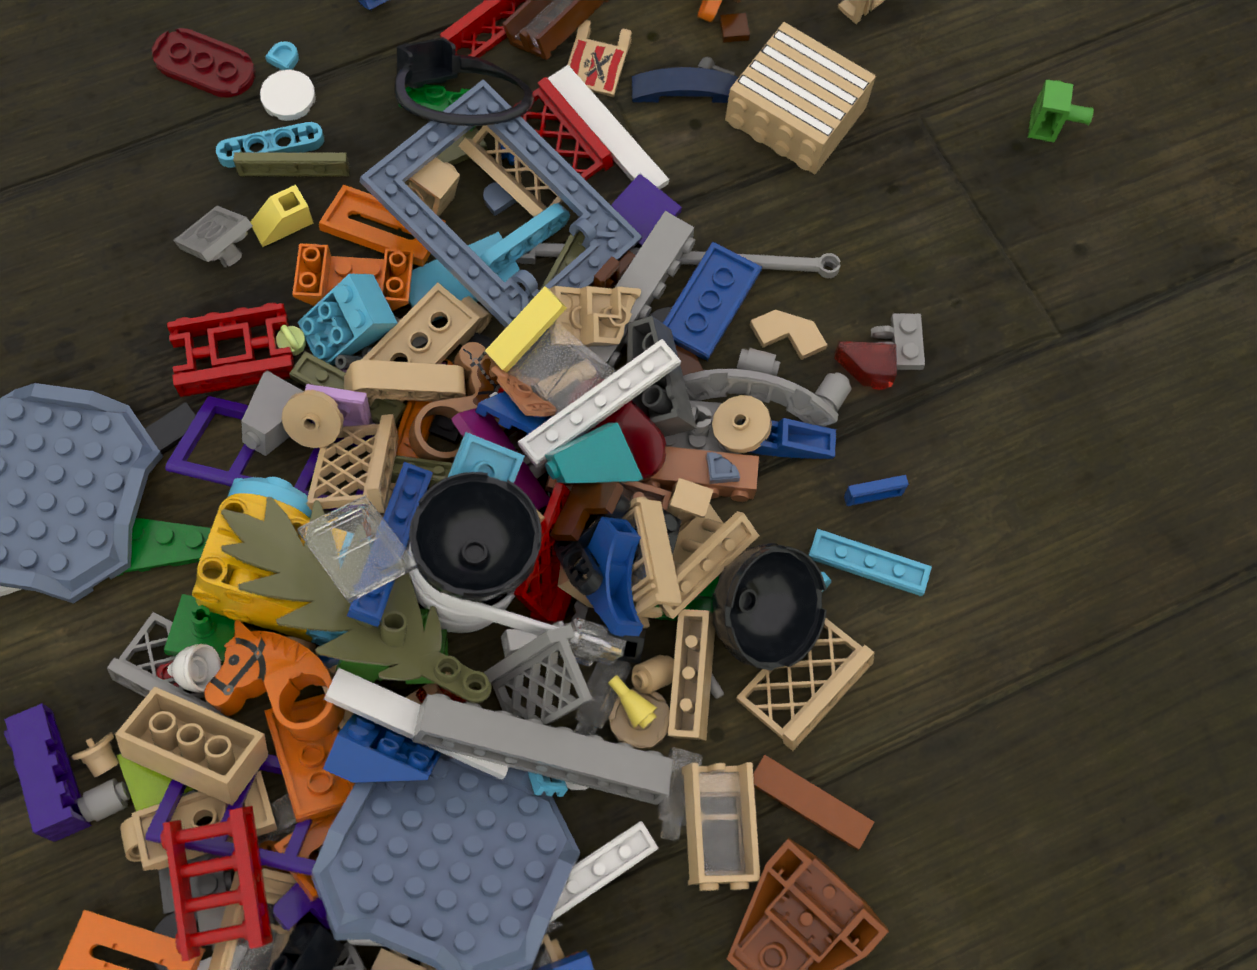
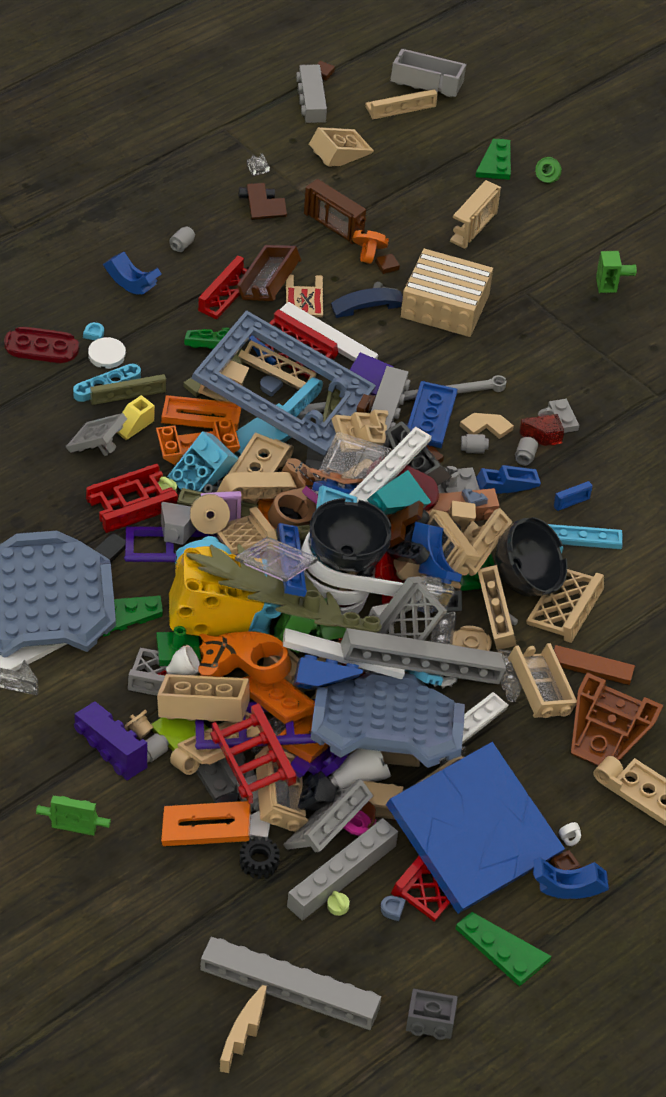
camera: 15 degrees left, 20 degrees down
(437, 62) = (202, 313): black brick -> none
(525, 329) = (326, 441): light yellow tile -> none
(637, 708) = (470, 632): light yellow cone -> none
(653, 674) = (472, 615): tan brick -> none
(748, 435) = (477, 472): tan plate -> none
(763, 387) = (484, 450): light grey tile -> none

